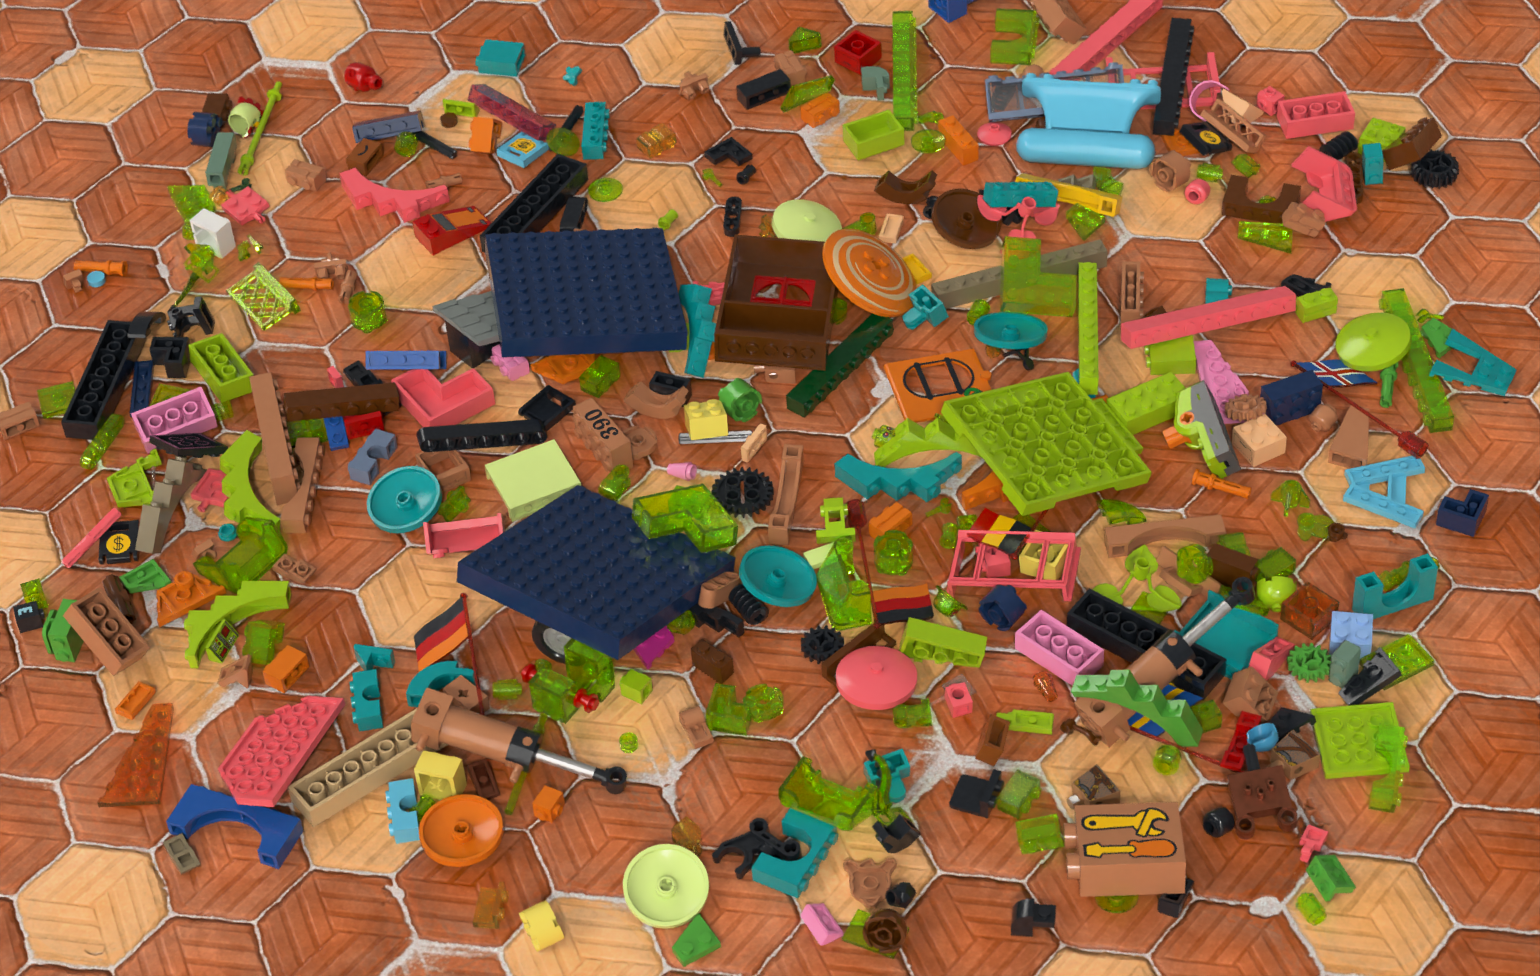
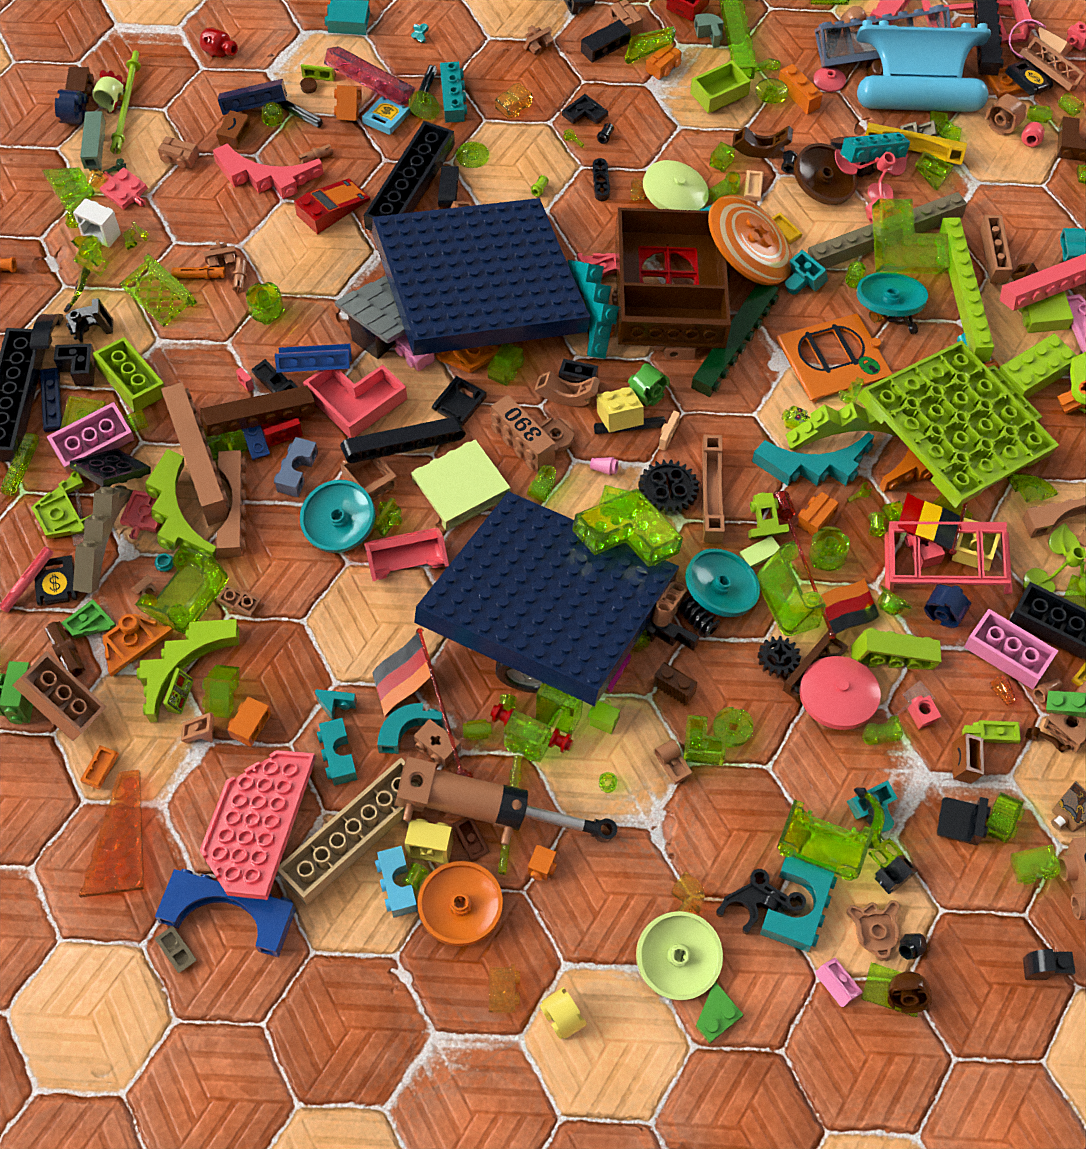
camera: 10 degrees left, 15 degrees up
(862, 199) = (722, 157): none -> clear neon green brick

